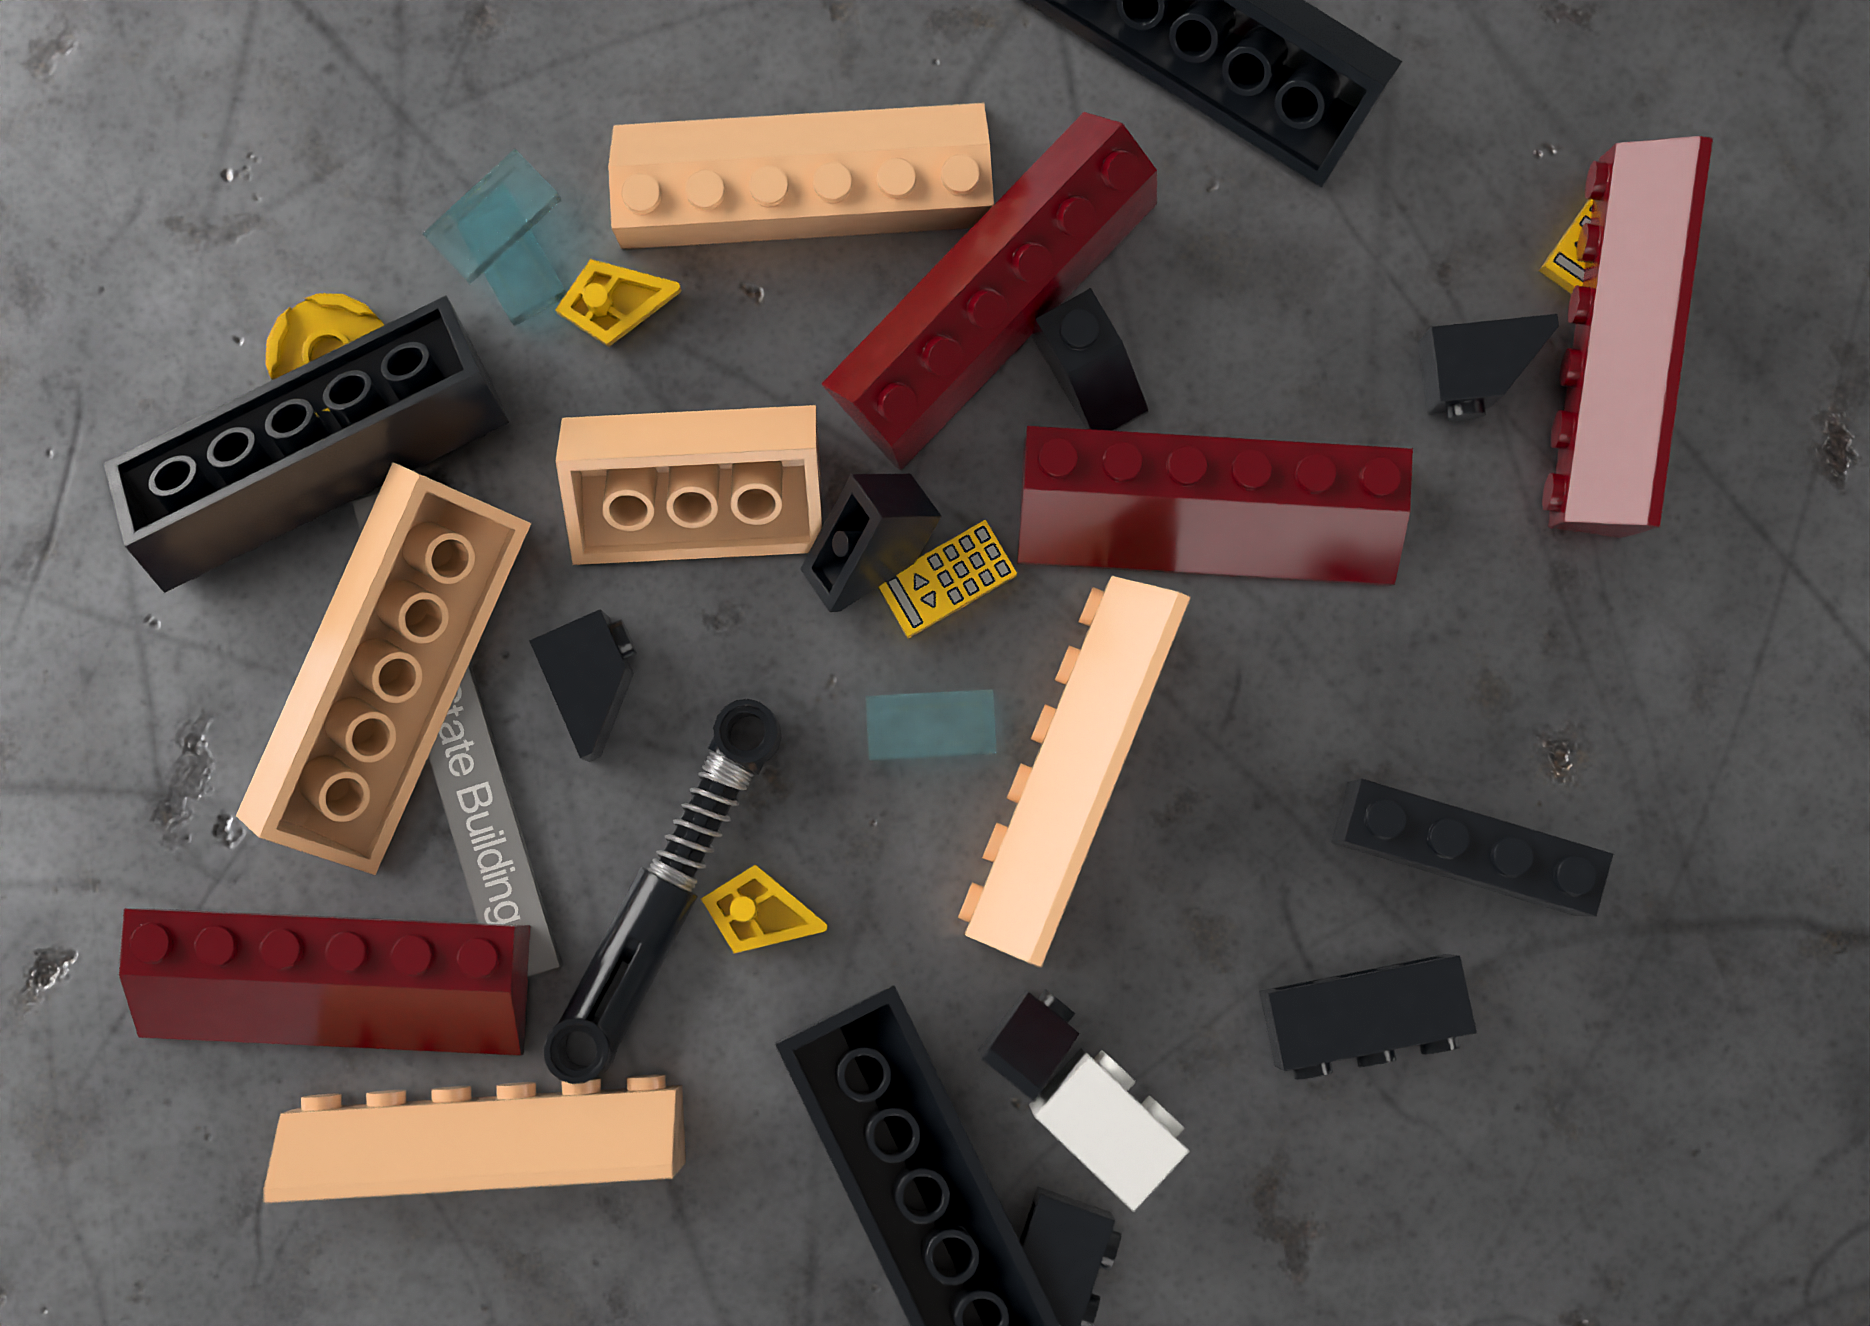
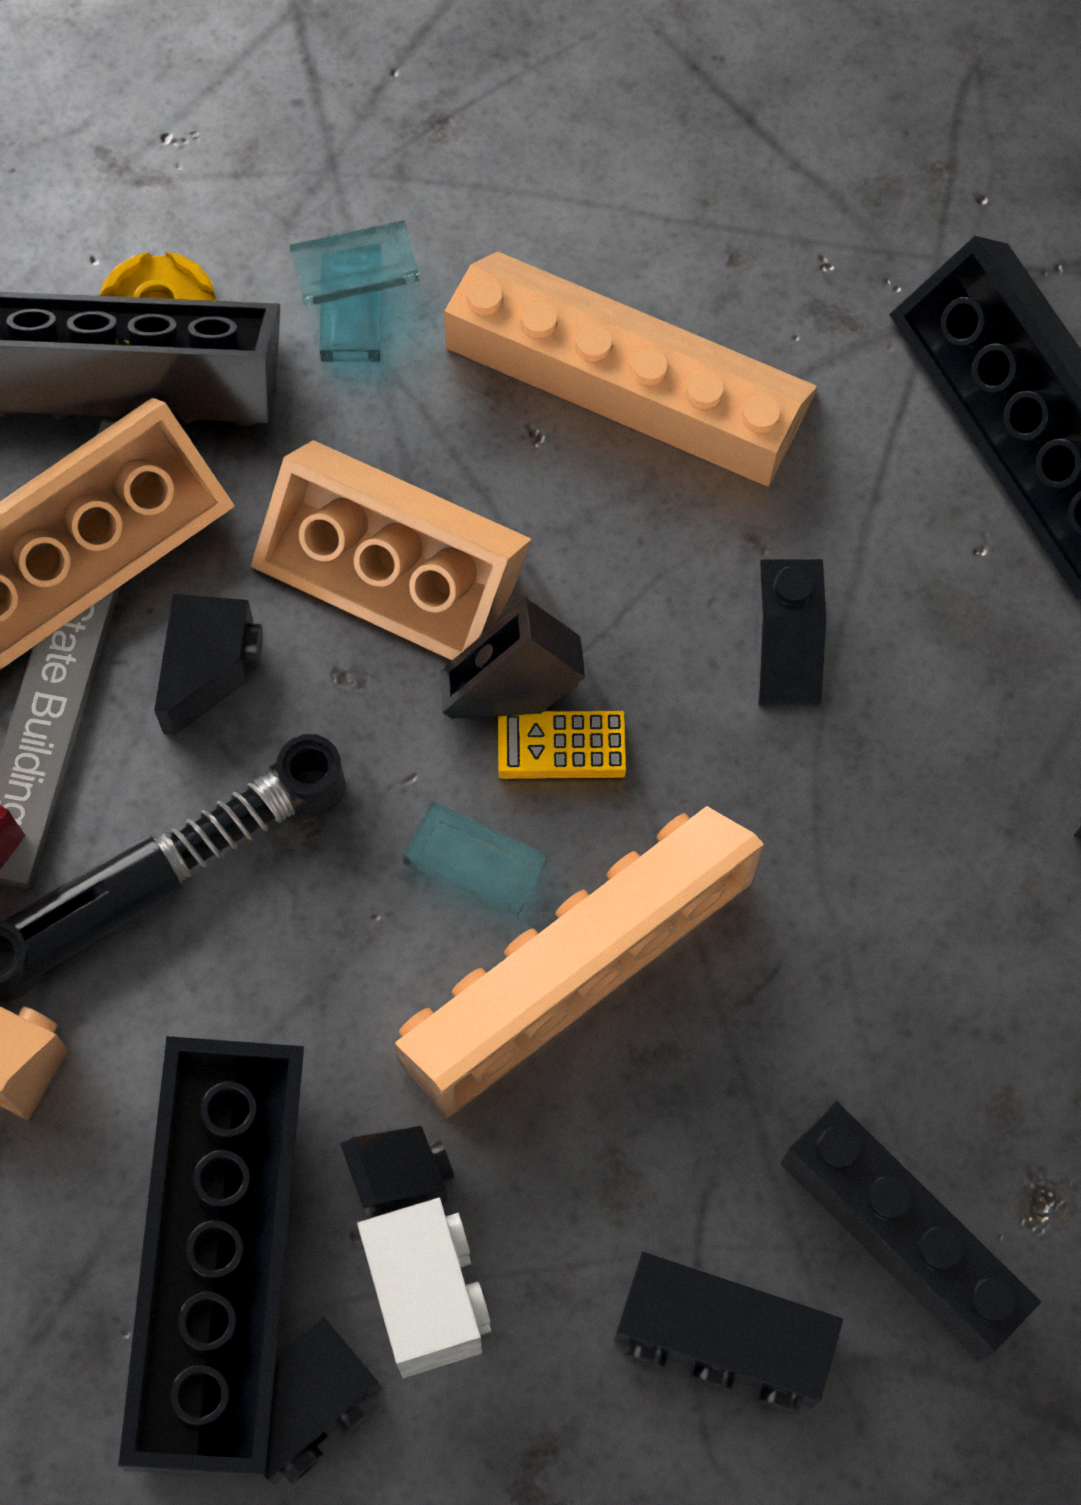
camera: 30 degrees right, 15 degrees down
(614, 300) = (415, 379): yellow piece -> none
(759, 912) = (227, 934): yellow piece -> none
(994, 285) = (713, 528): dark red slope -> none
(1213, 505) = (834, 803): dark red slope -> none

